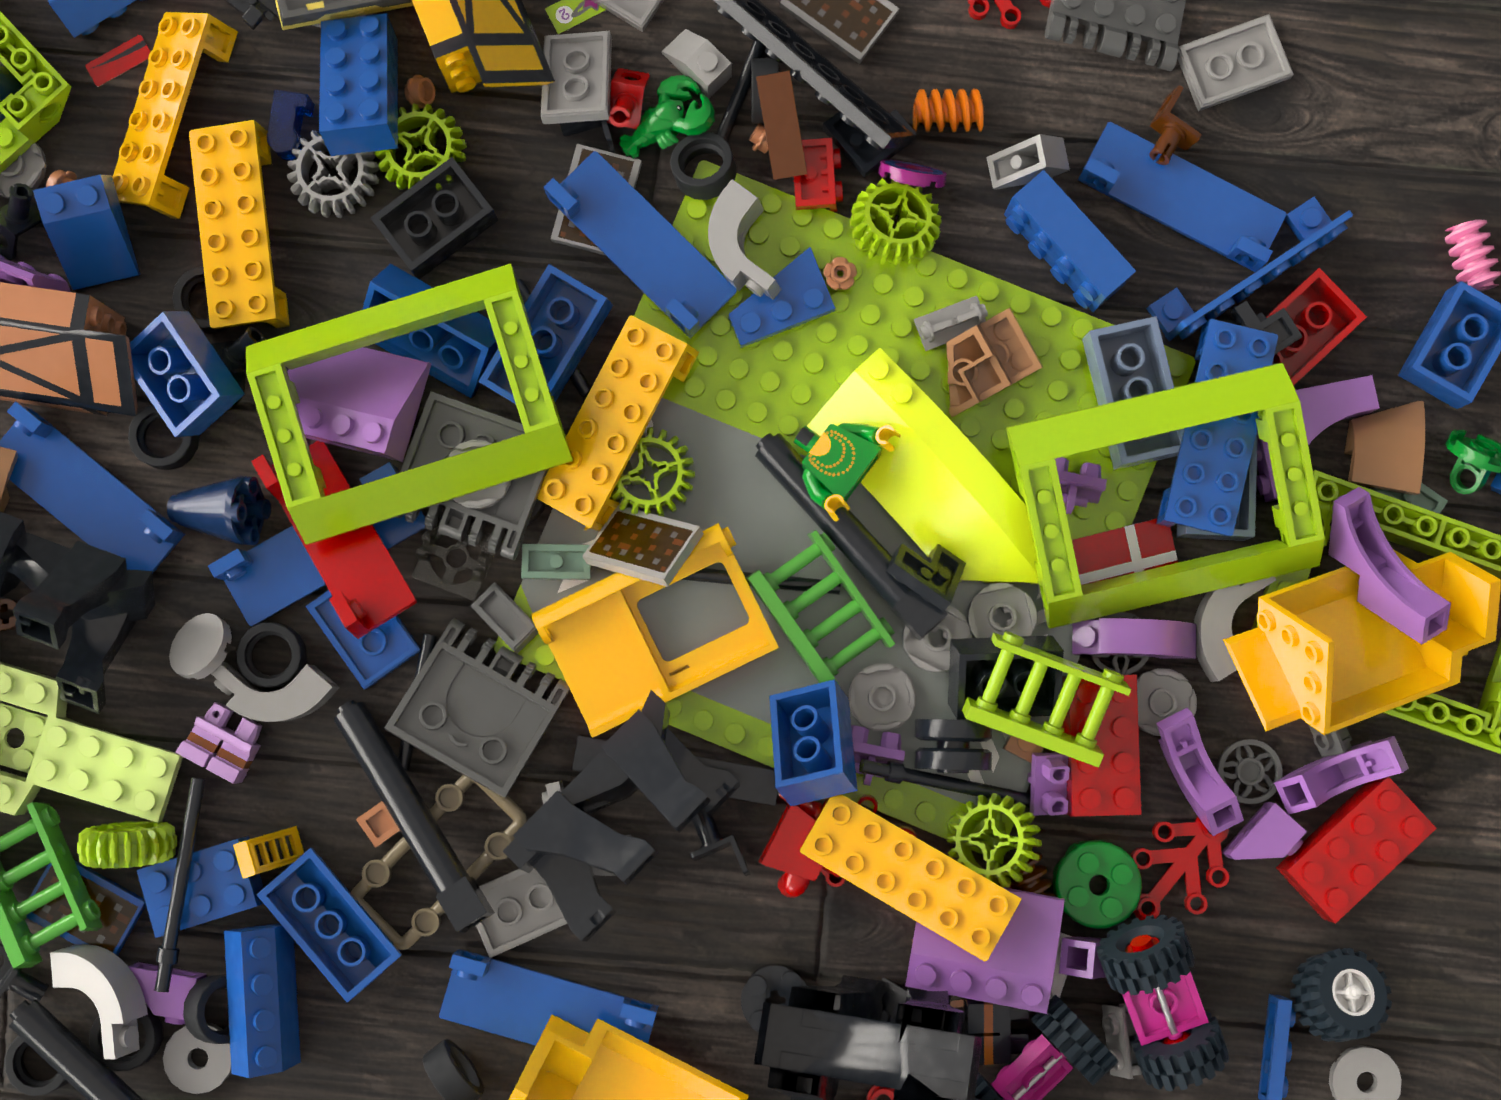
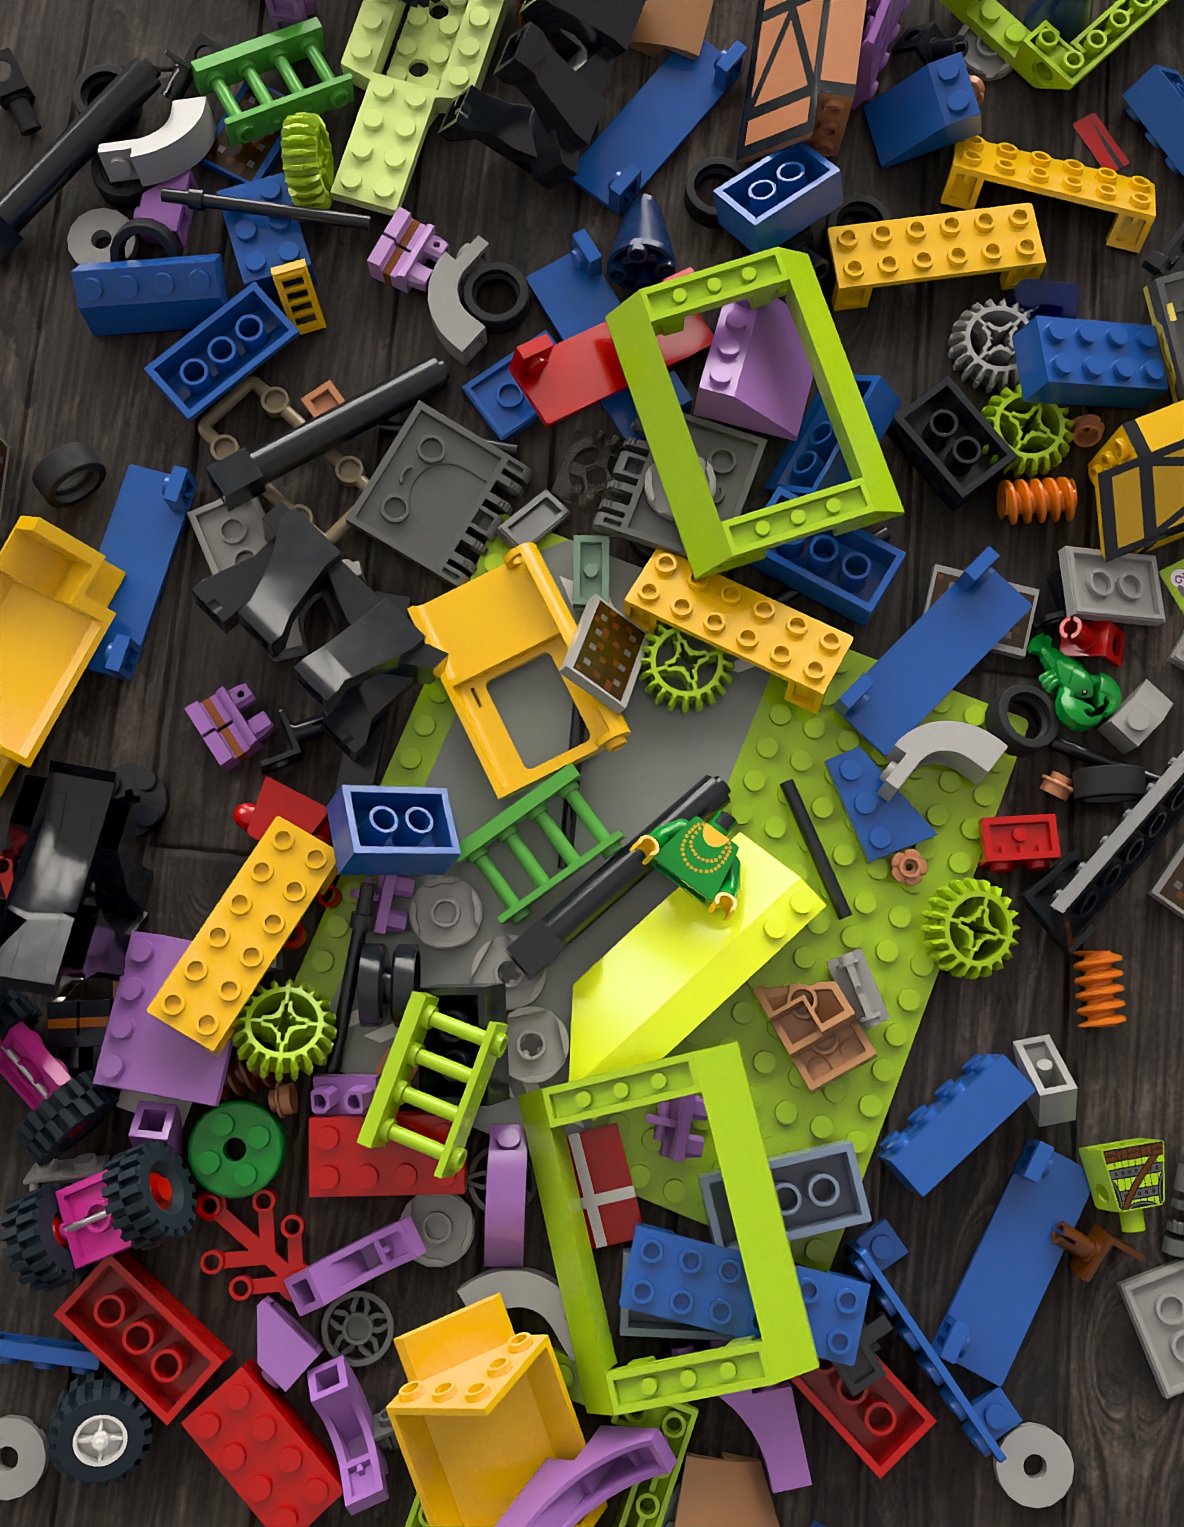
camera: 90 degrees right, 5 degrees down
(200, 646) = (505, 228): light grey tile -> none
(489, 140) = (1037, 498): none -> orange piece
(691, 915) = (226, 727): none -> medium lavender hips
(781, 125) = (1071, 797): reddish brown tile -> none
(822, 357) = (816, 849): none -> black bar
(912, 173) = (1024, 946): magenta tile -> none
(930, 578) = (567, 957): plate -> none
(1052, 844) = (283, 1099): none -> nougat plate
(1111, 97) = (1126, 1178): none -> torso
(1262, 960) = (143, 1335): none -> red brick
(1358, 172) = (1057, 1465): none -> light grey tile

